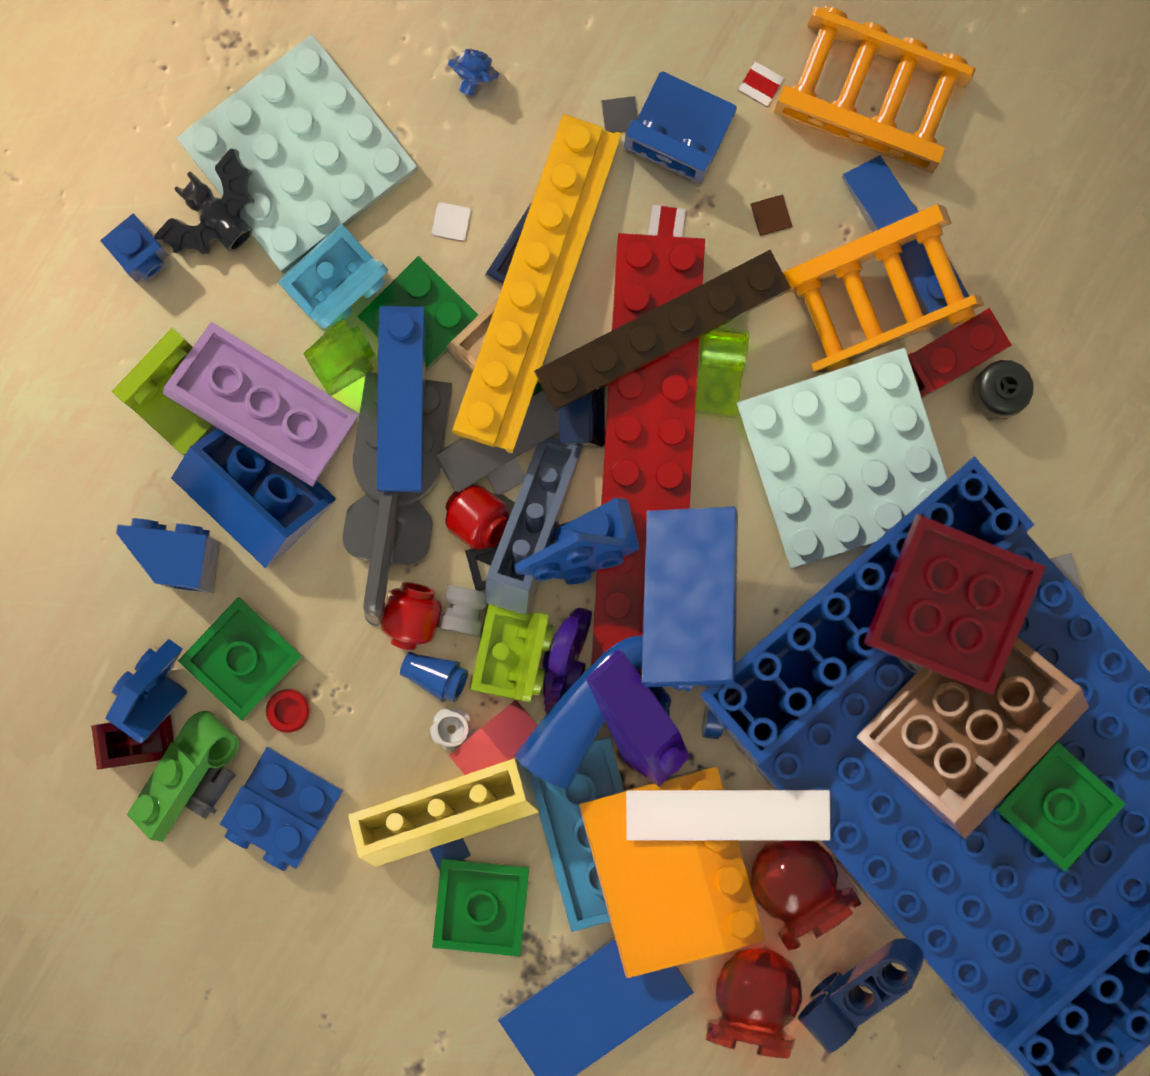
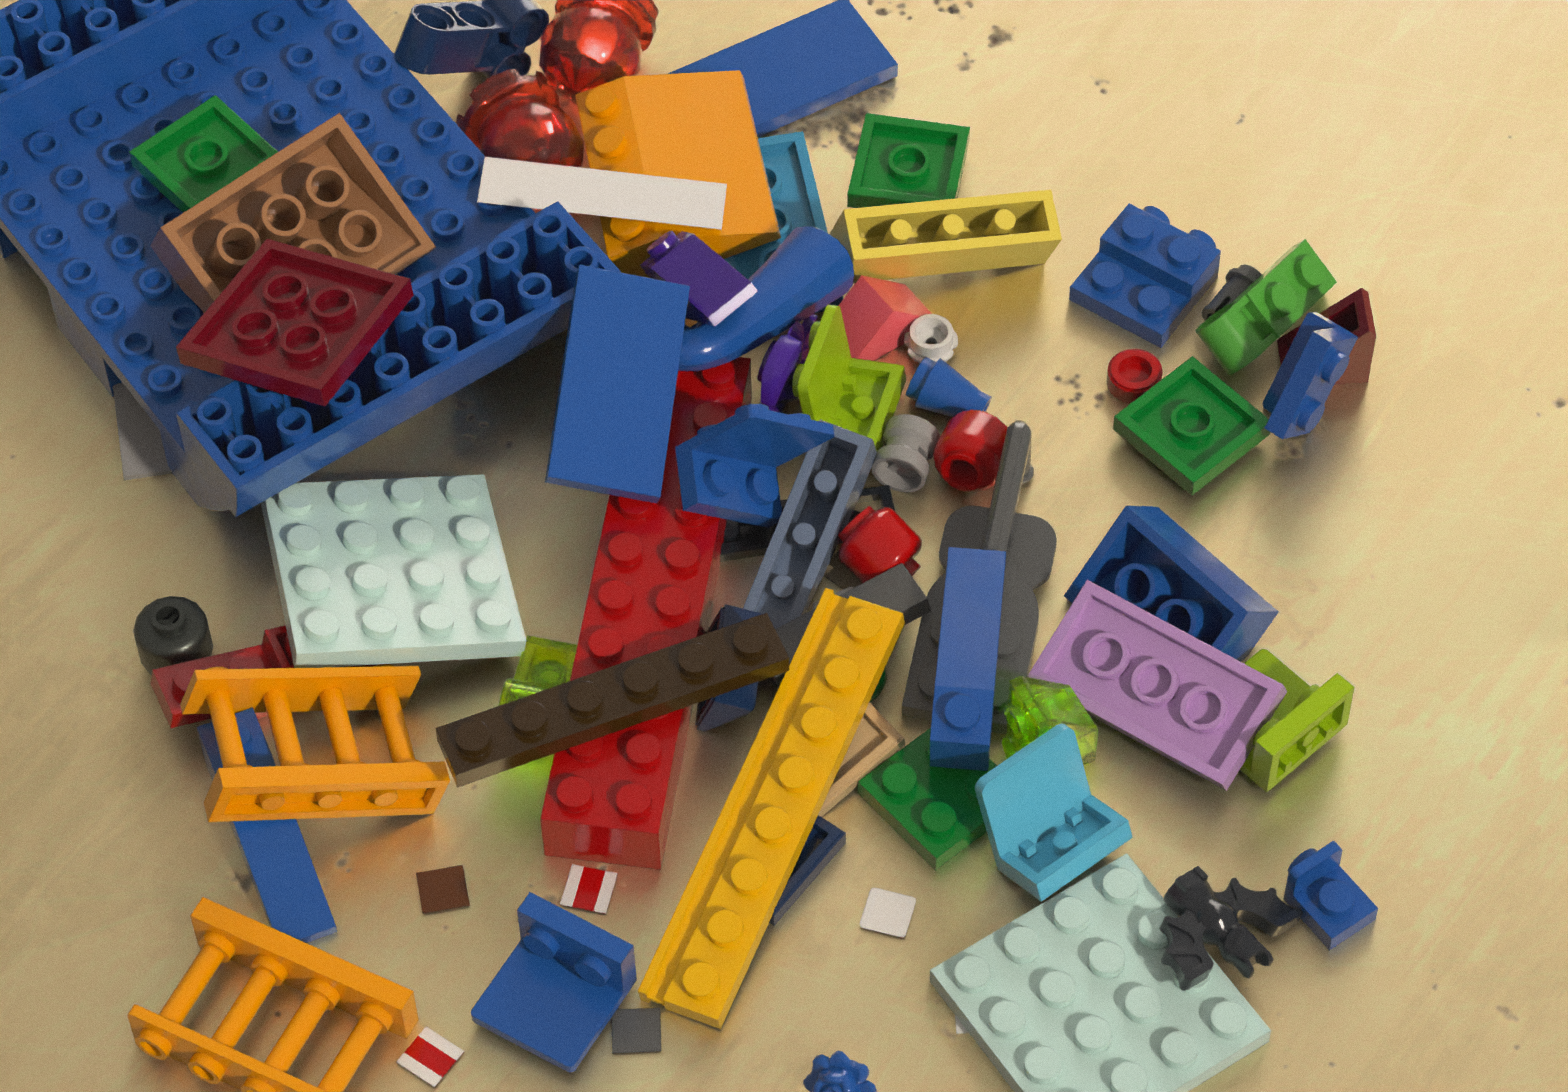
camera: 170 degrees left, 30 degrees down
(173, 558) = (1278, 517): blue slope -> none

